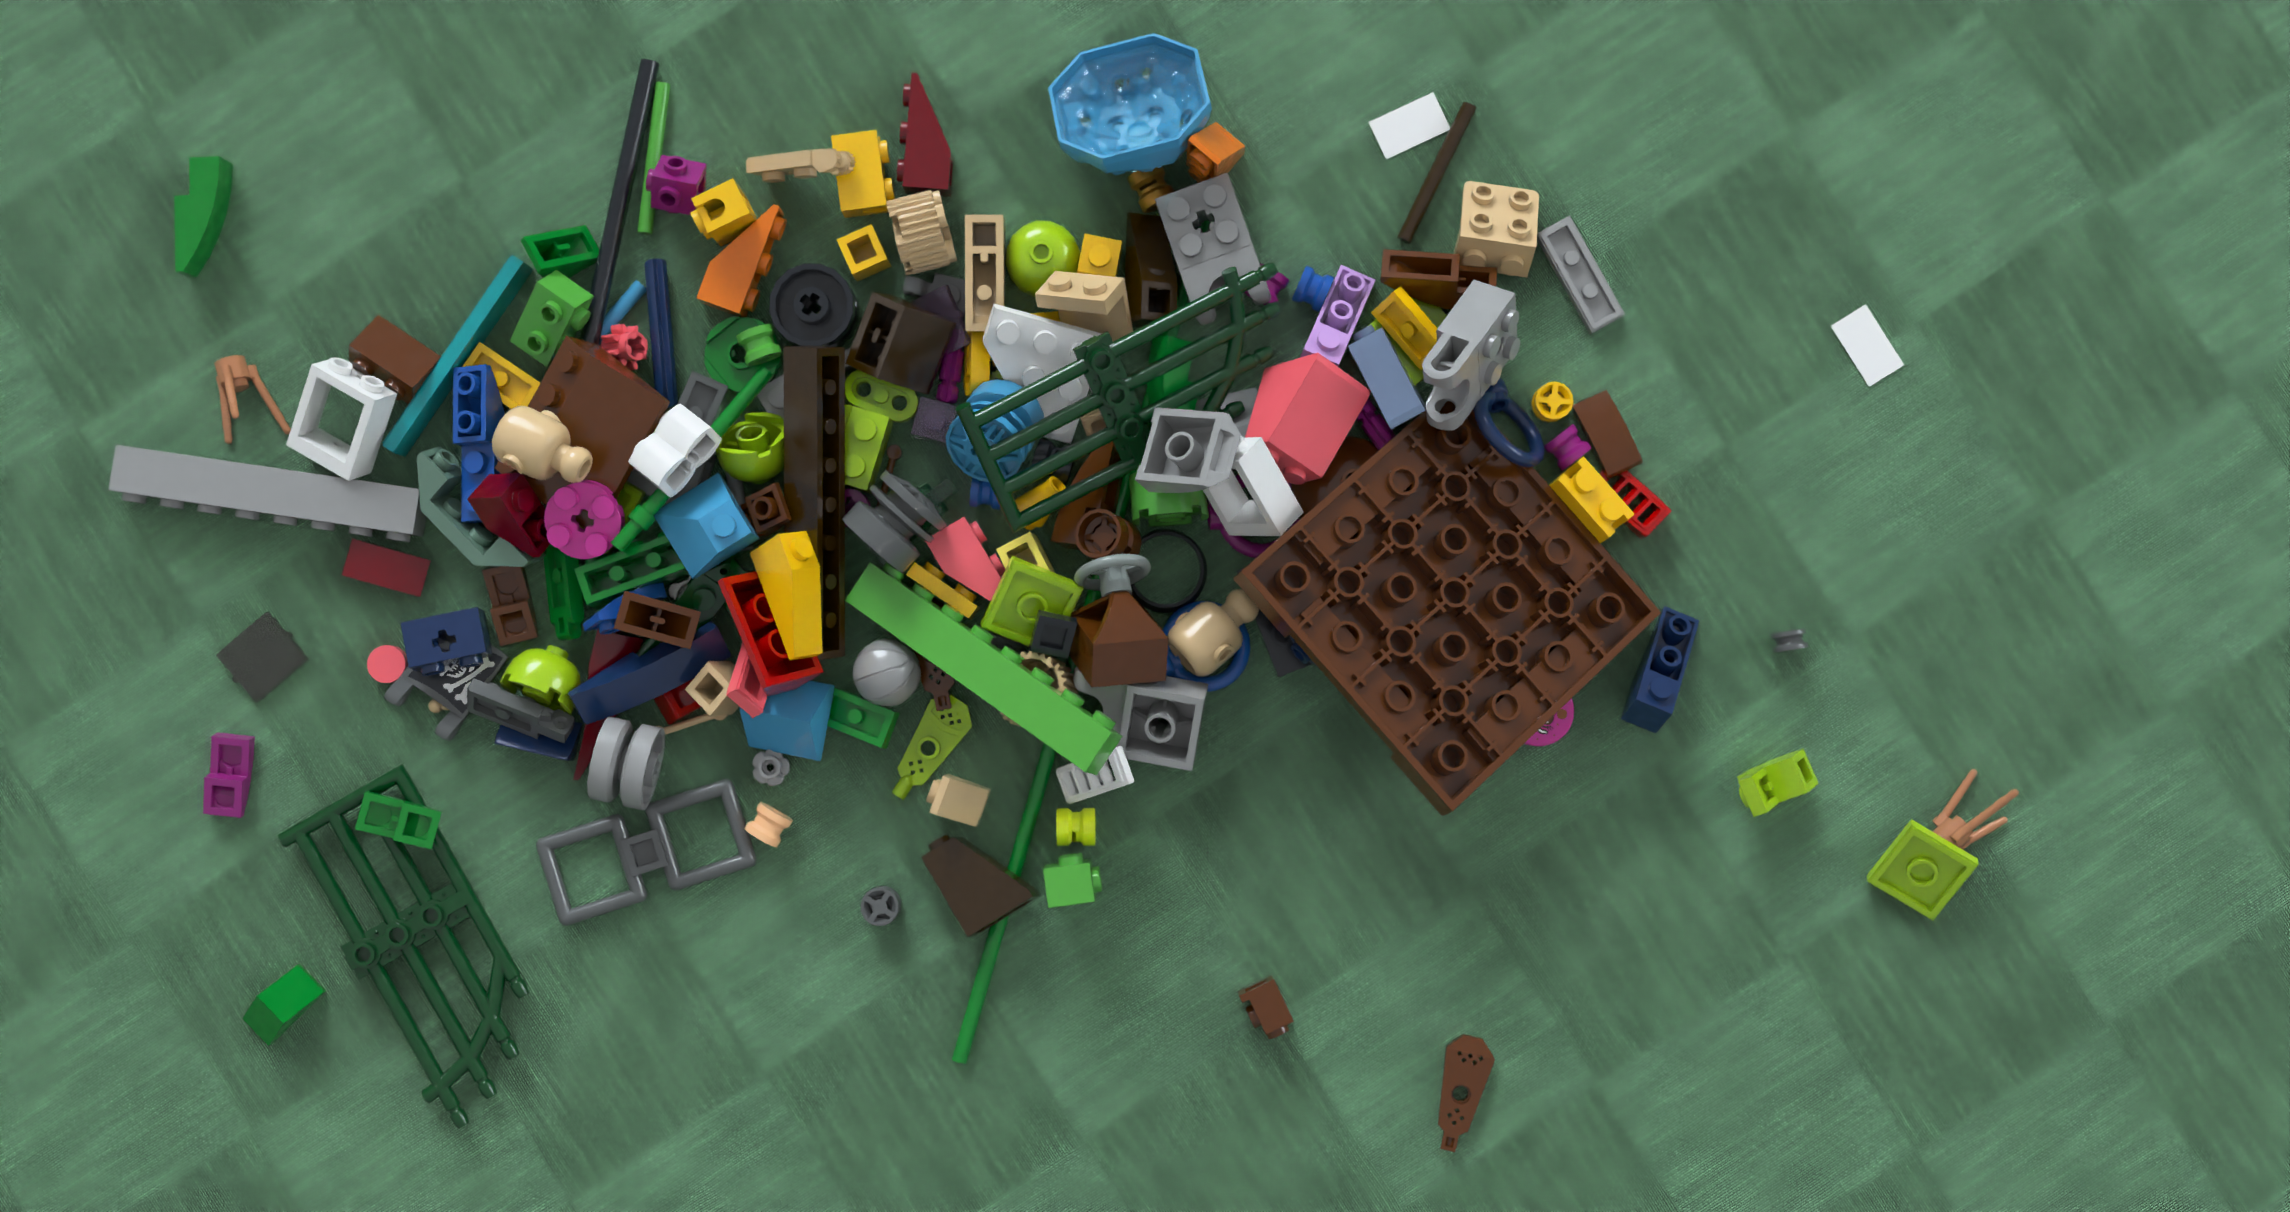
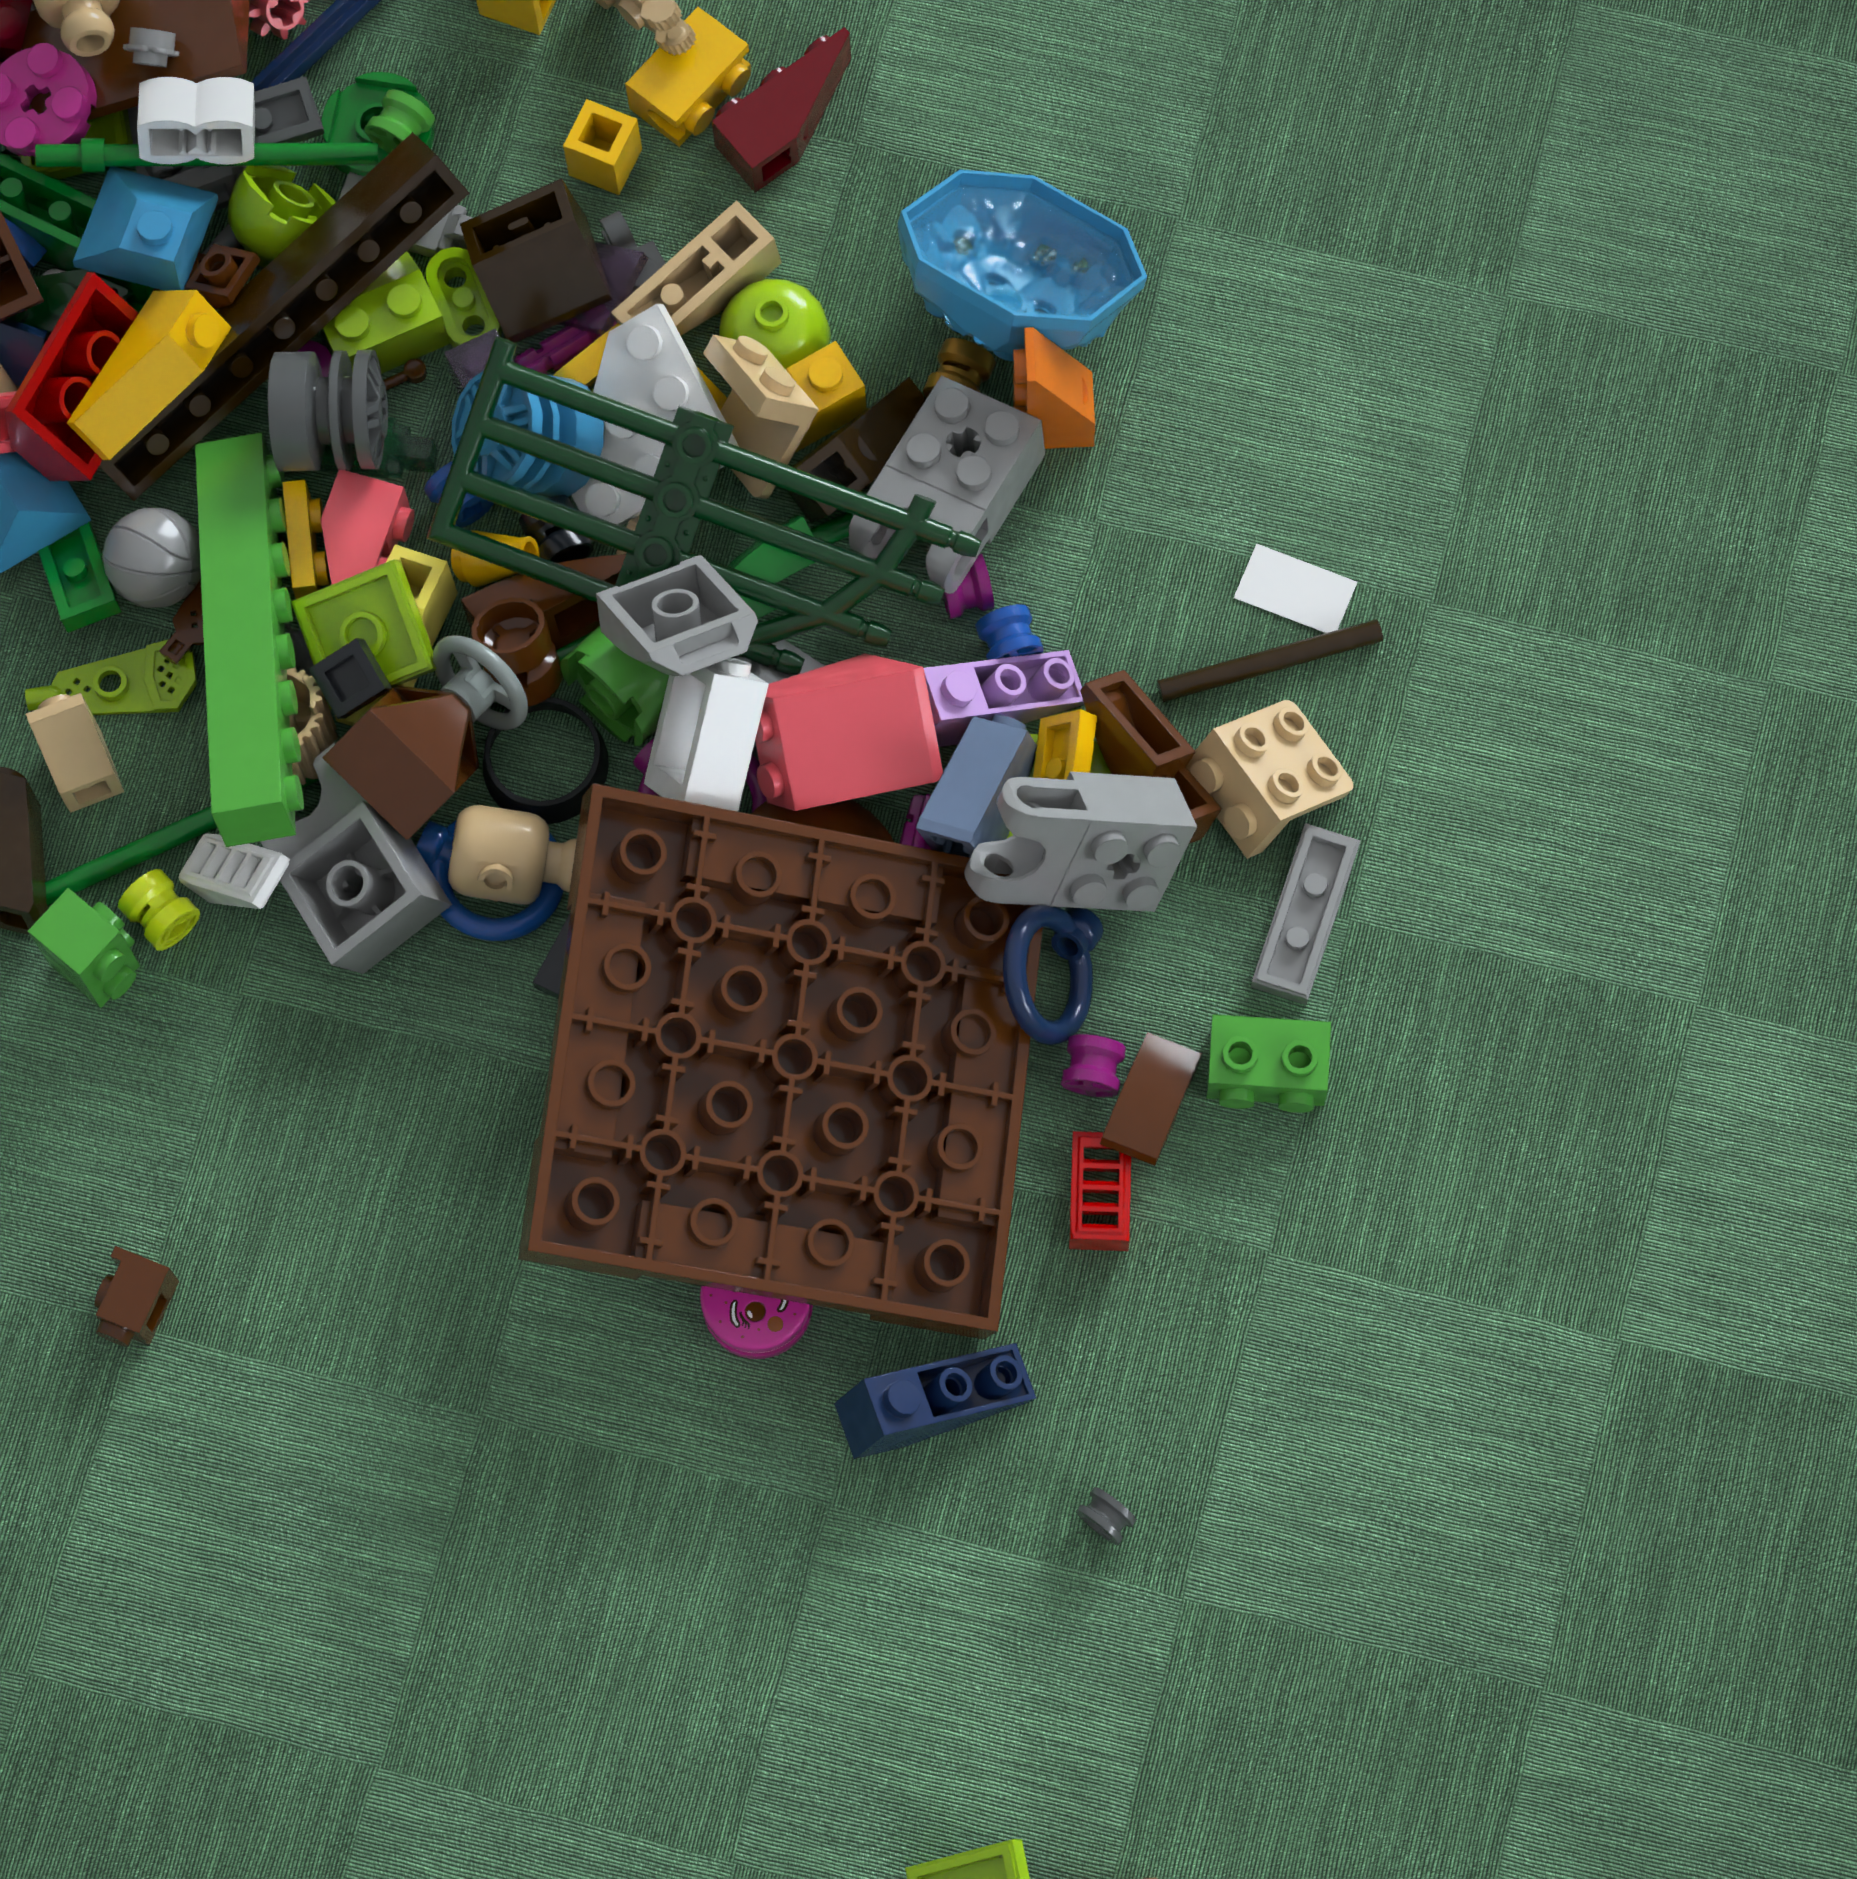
camera: 50 degrees right, 15 degrees down
(612, 438) = (151, 46): none -> light grey plate
(736, 271) = (472, 43): orange slope -> none
(800, 290) = (495, 142): black wheel -> none
(921, 232) = (679, 180): tan brick -> none
(1463, 1074) = (251, 1599): reddish brown piece -> none
(1559, 401) = (1131, 994): yellow wheel -> none
(1591, 499) = (1052, 1140): yellow brick -> none
(1641, 362) = (1268, 1062): none -> bright green brick
(1776, 782) = (920, 1644): lime brick -> none
(1867, 345) = (1538, 1307): white sticker -> none

